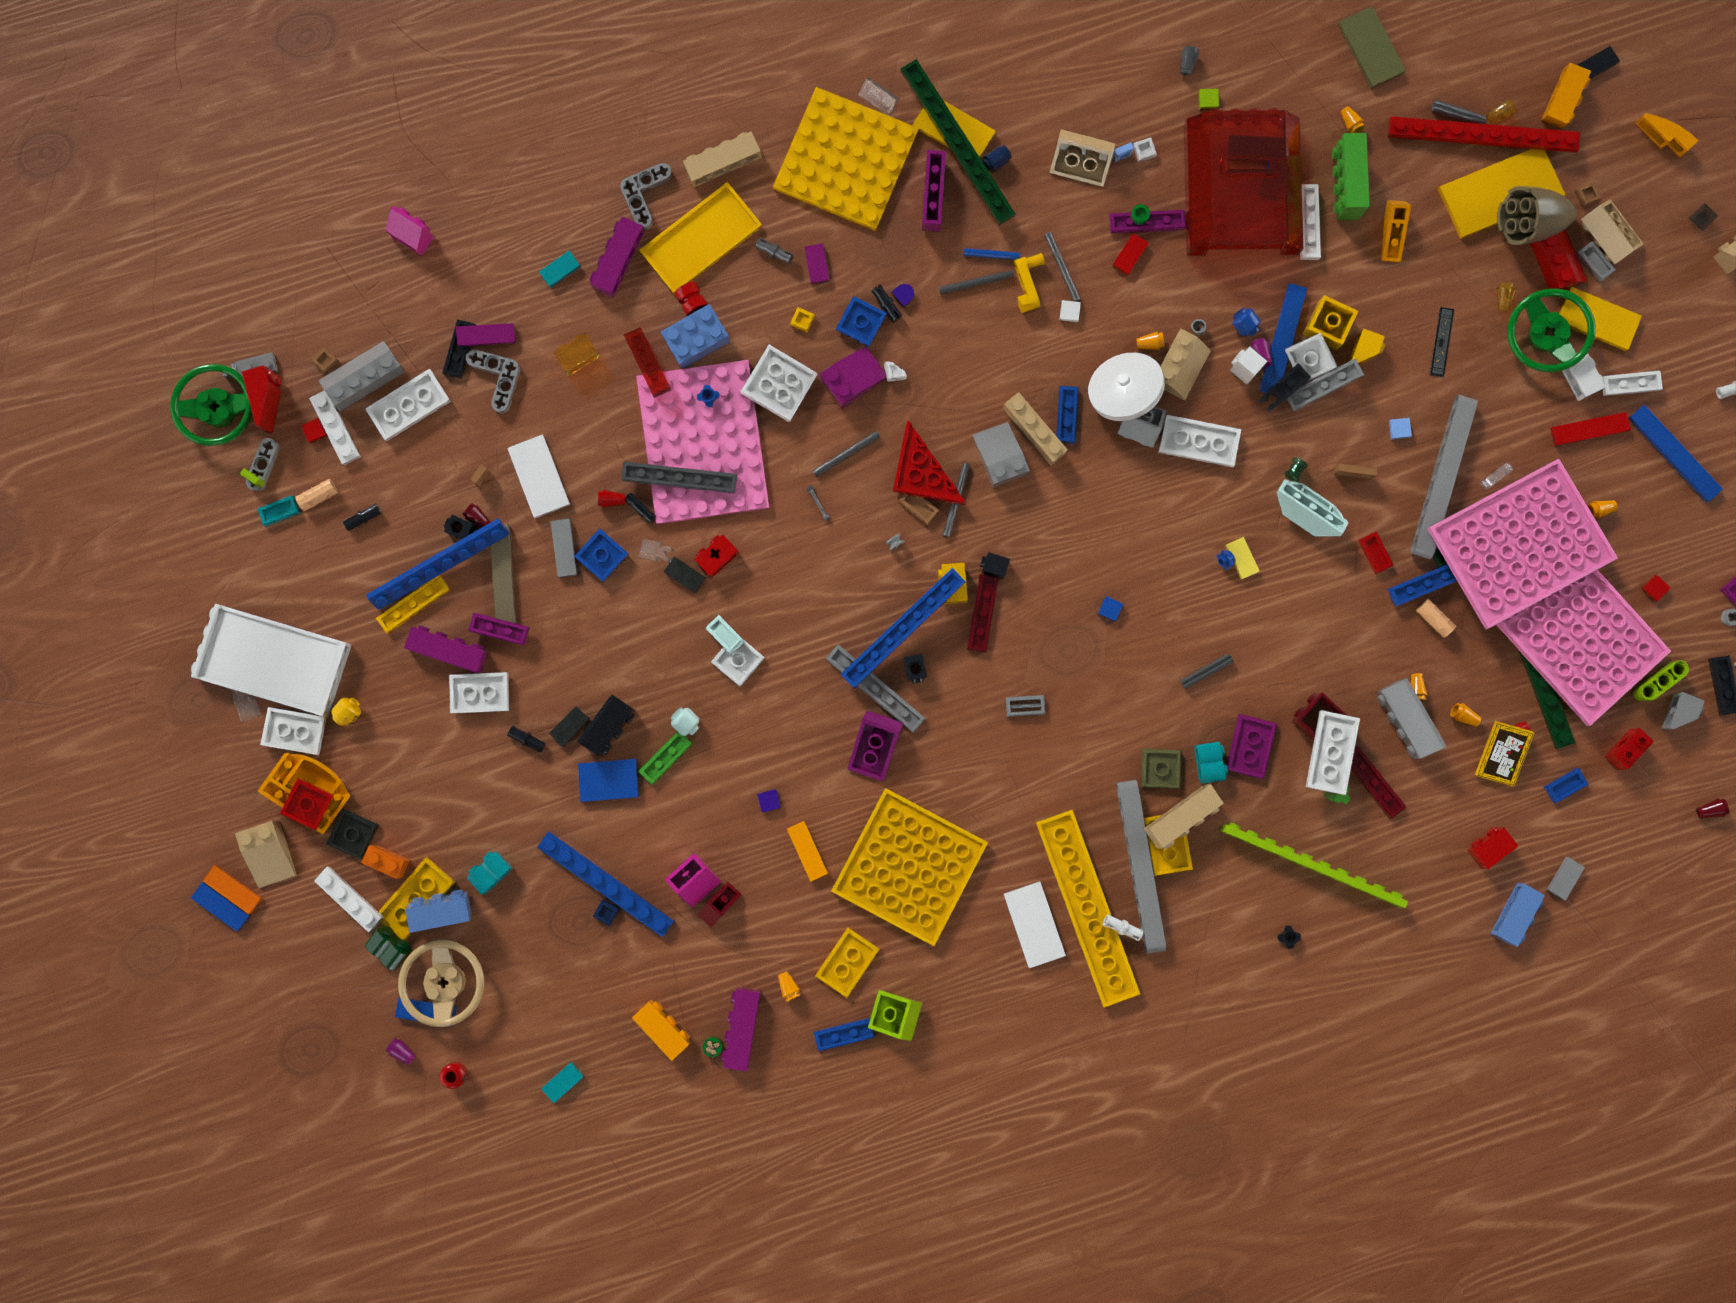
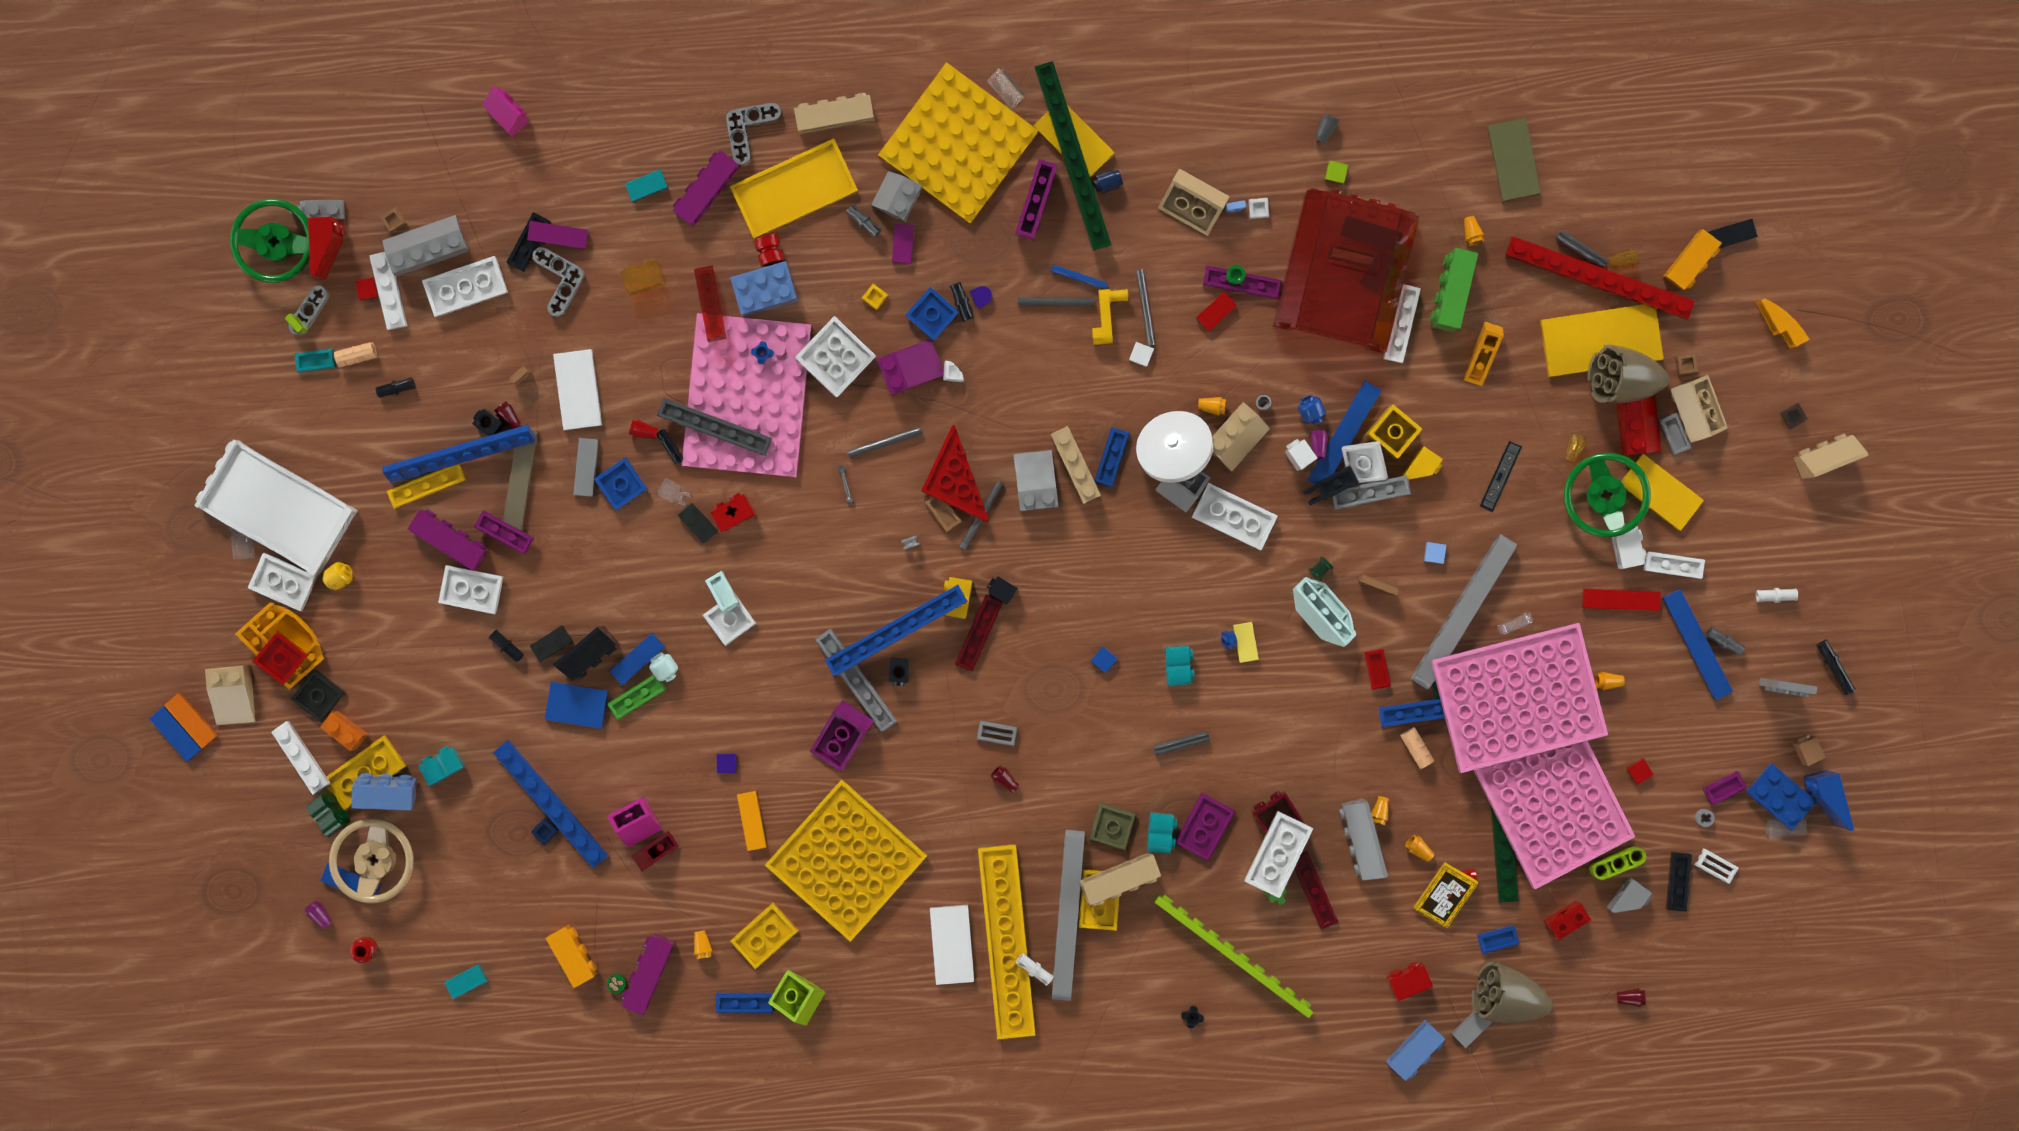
camera: 10 degrees right, 5 degrees up
(657, 720) = (637, 659): none -> blue tile
(800, 220) = (897, 196): none -> light grey slope
(1044, 748) = (1003, 778): none -> dark red cone
(1184, 595) = (1178, 665): none -> teal brick
(1593, 836) = (1508, 996): none -> dark tan cylinder
(1701, 443) = (1725, 641): none -> flat silver pin

